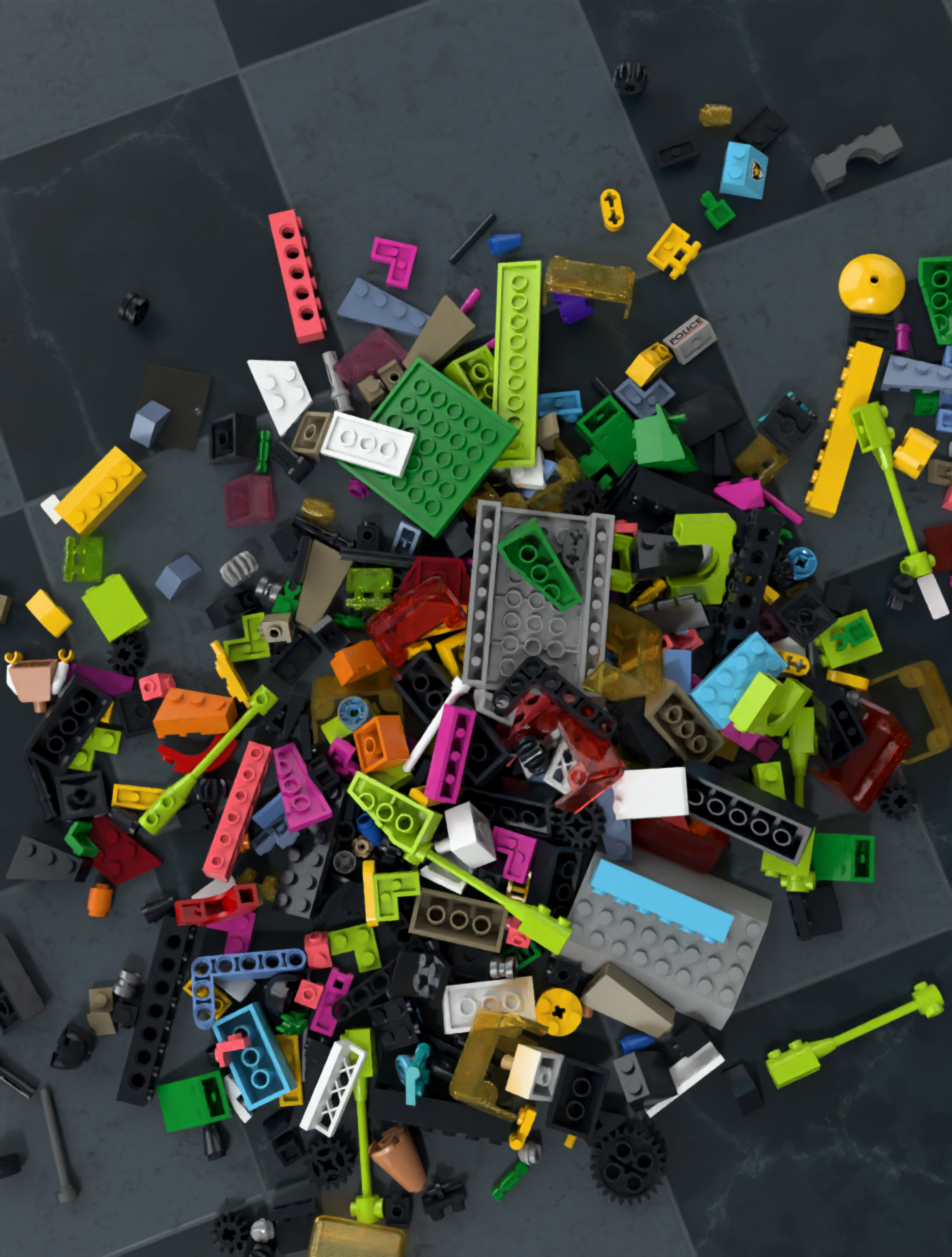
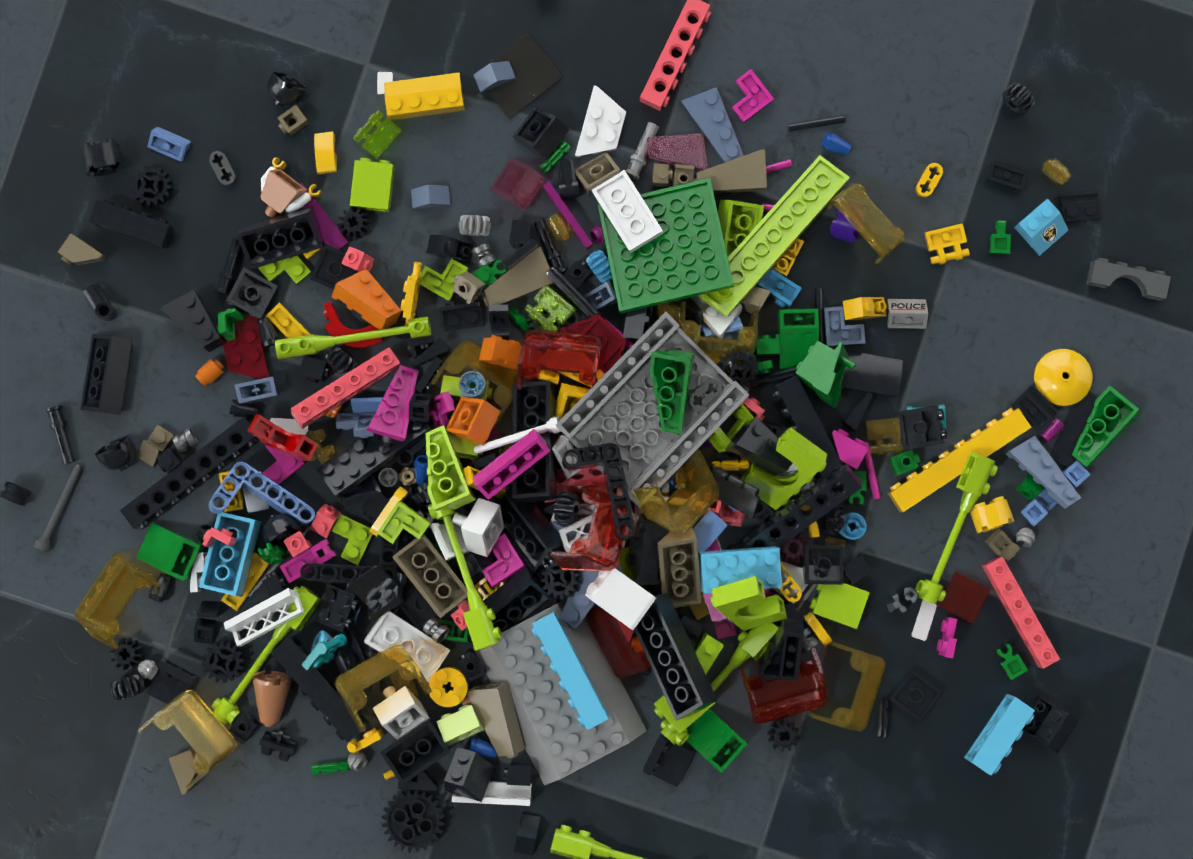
camera: 35 degrees right, 5 degrees up
(156, 882) = (255, 390): none -> sand blue slope
(171, 1190) = (110, 595): none -> clear yellow windscreen
(311, 491) = (564, 211): none -> magenta tile
(383, 513) = (600, 266): none -> dark azure gear
(546, 375) = (785, 263): none -> yellow slope
(598, 1038) = (459, 725): none -> yellowish green brick
(792, 475) = (897, 462): none -> green brick
(854, 633) = (847, 602): green plate -> none

